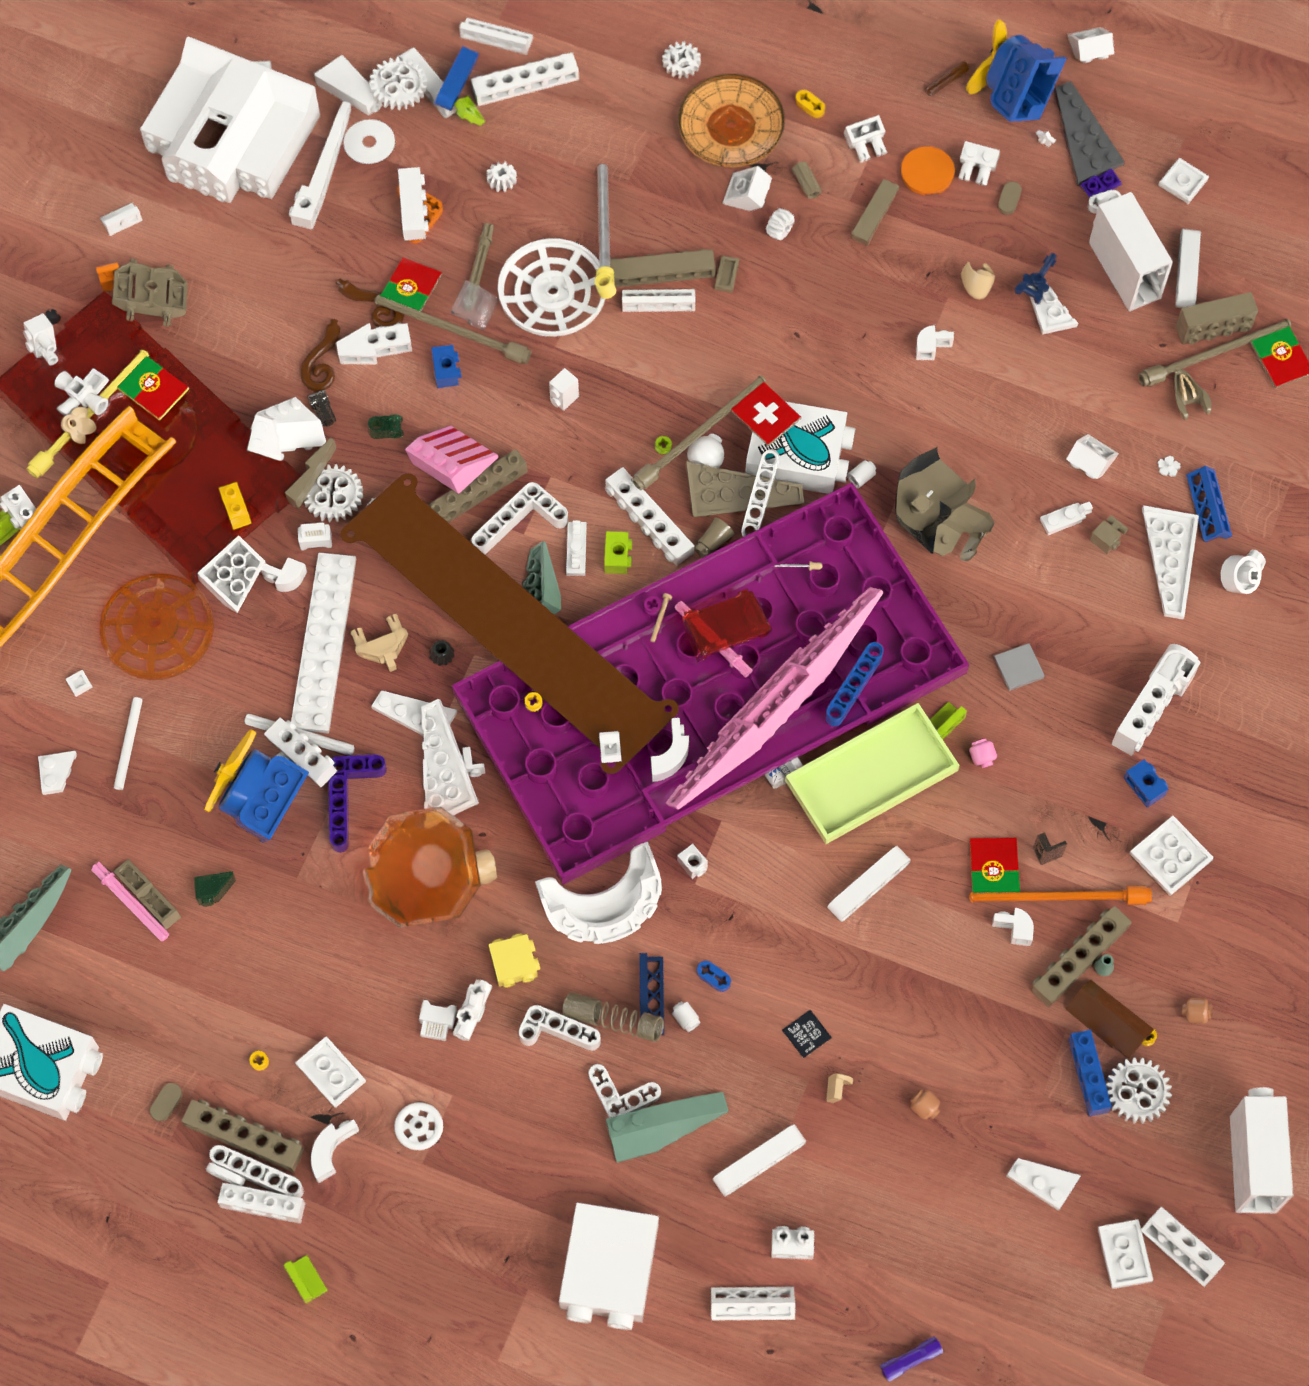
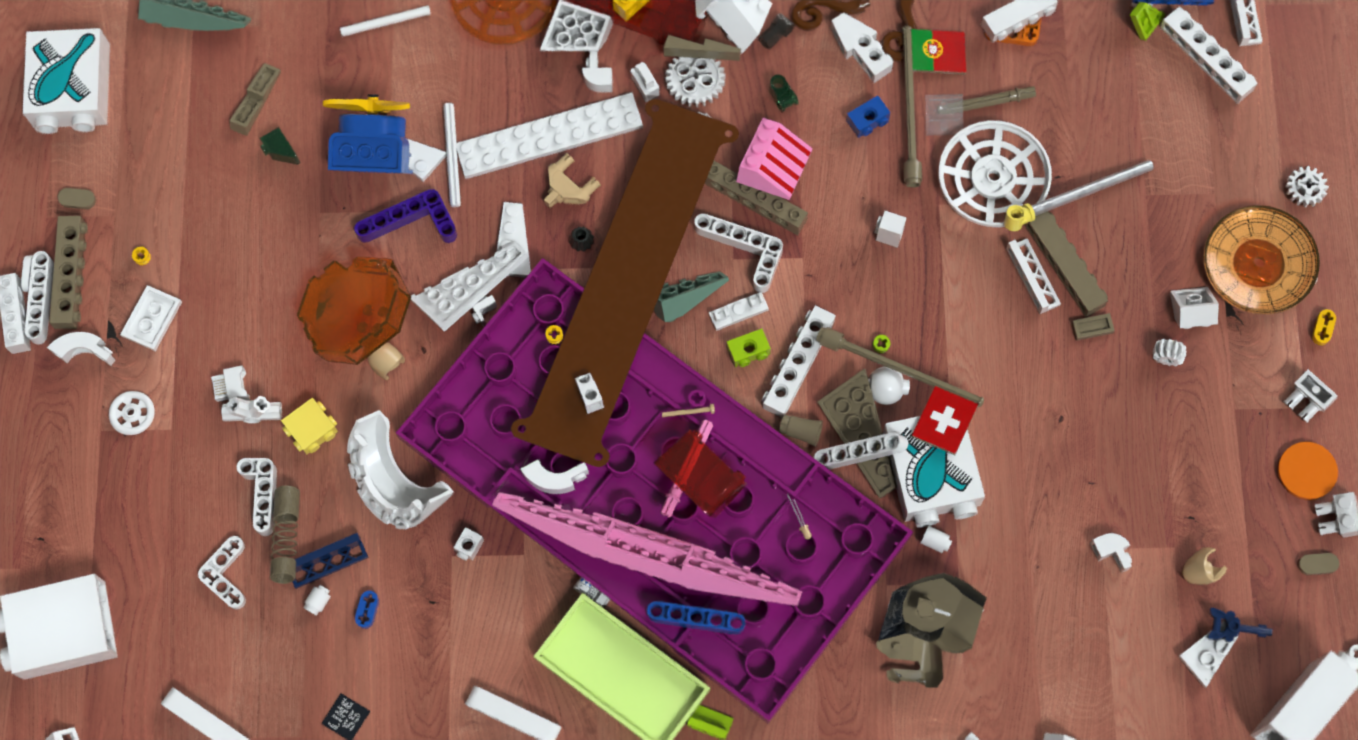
camera: 70 degrees right, 5 degrees up
(130, 901) = (252, 67): bright pink axle -> none
(278, 735) = (412, 181): white brick -> none
(501, 176) = (1091, 79): white gear -> none
(605, 690) = (589, 393): none -> white leg
(610, 746) = (532, 420): white bracket -> none
(657, 1126) = (207, 622): sand green wedge -> none
(807, 180) = (1234, 358): dark tan axle -> none
(875, 212) = (1232, 438): dark tan slope -> none

